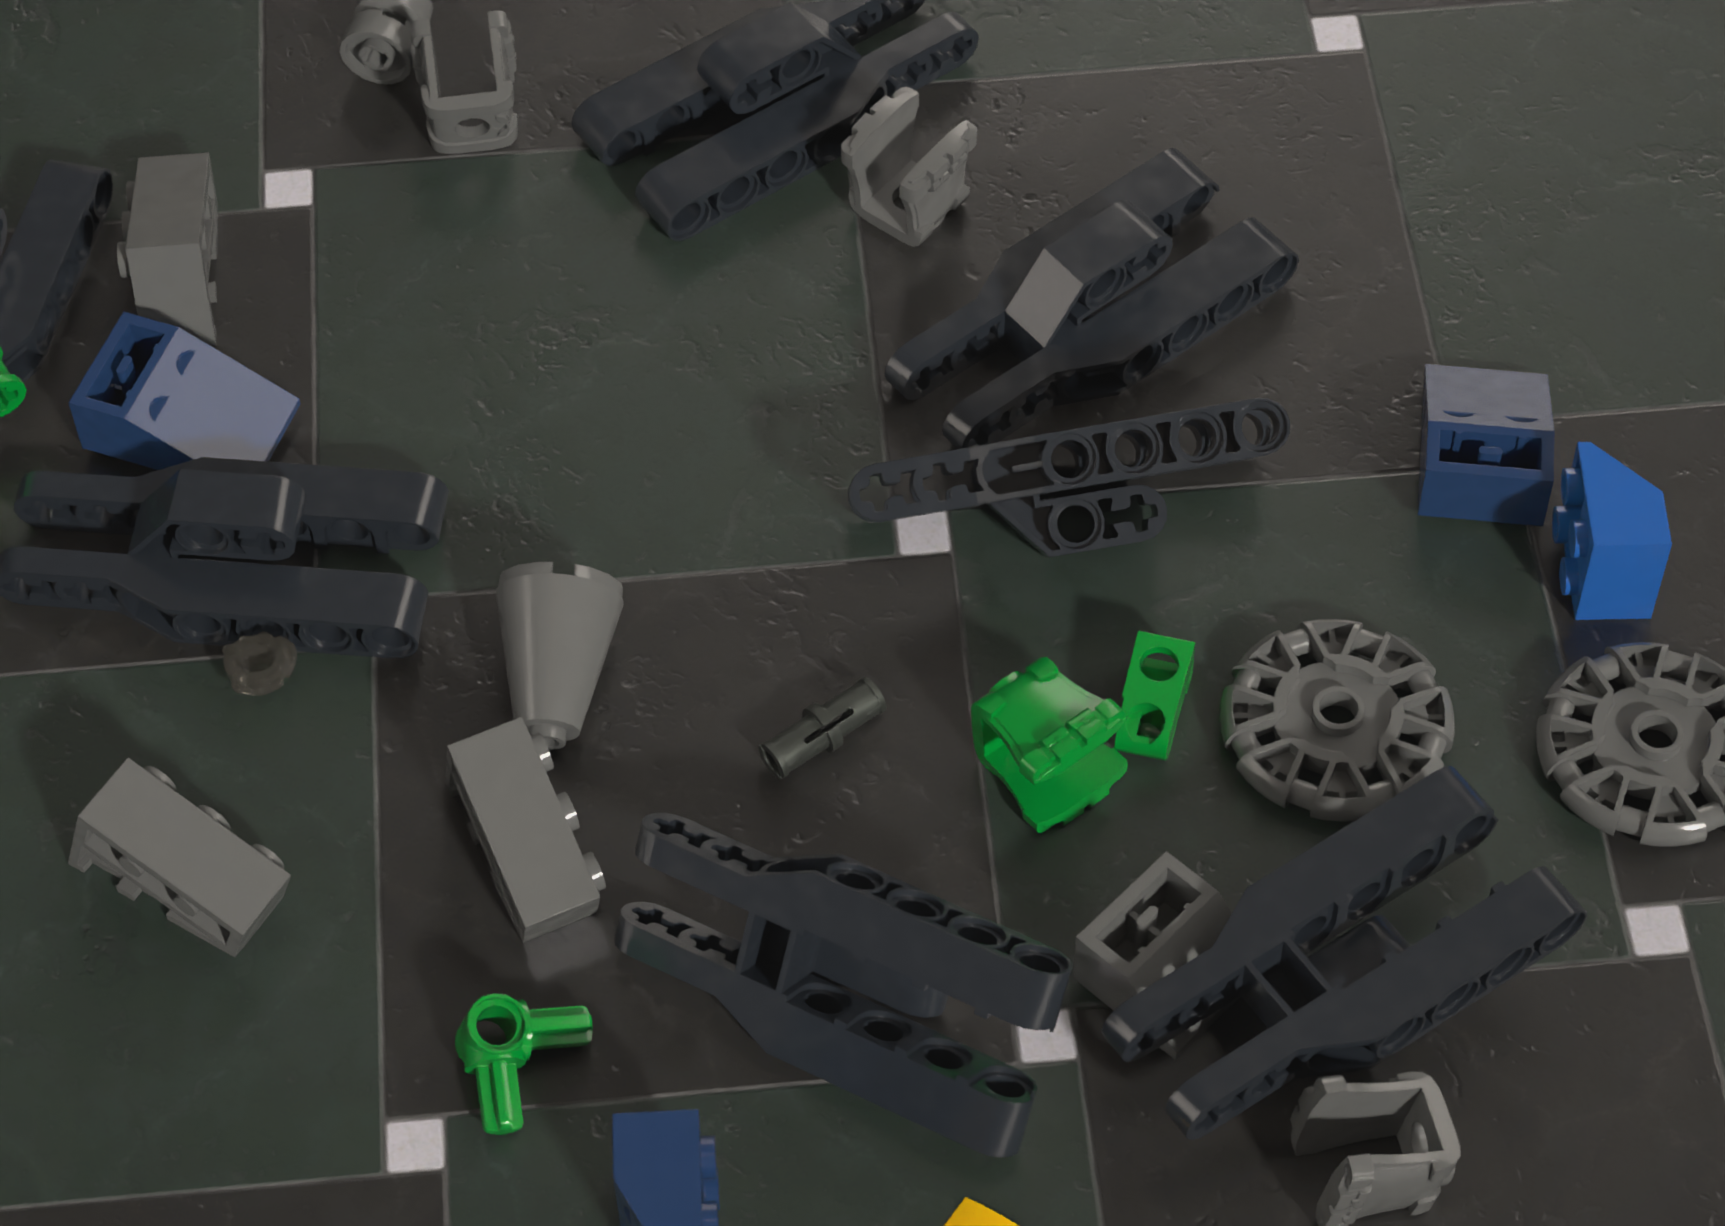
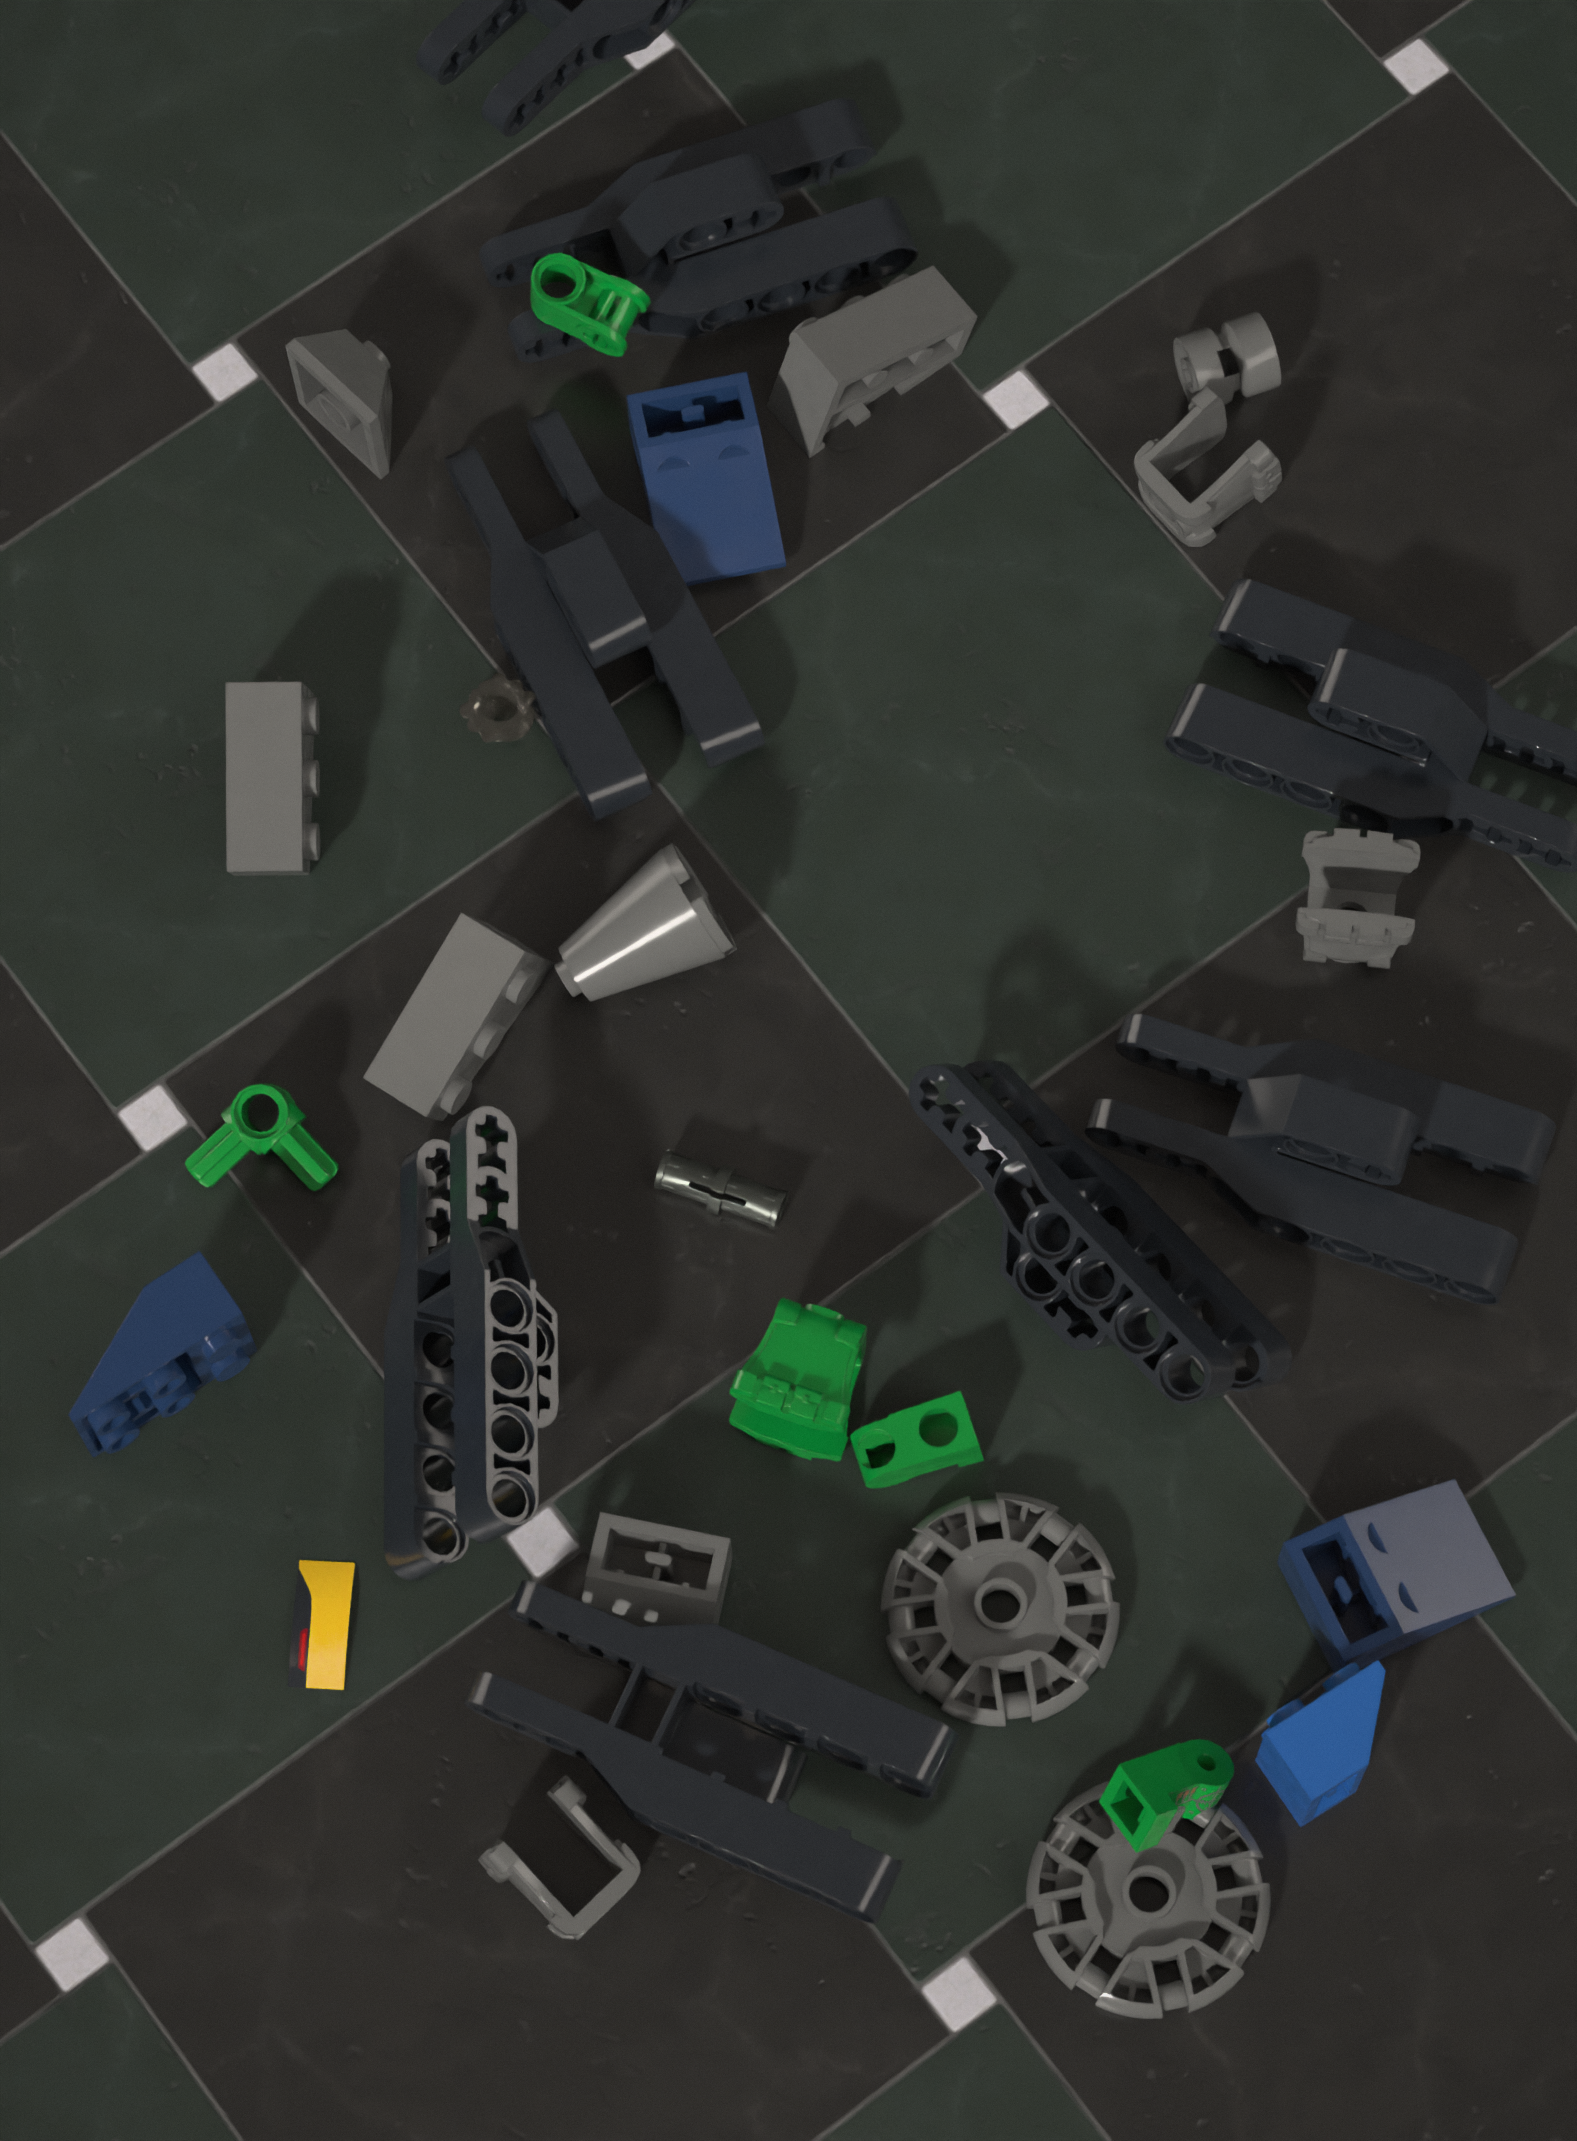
camera: 60 degrees right, 15 degrees up
(1579, 650) = (1162, 1784): none -> green leg

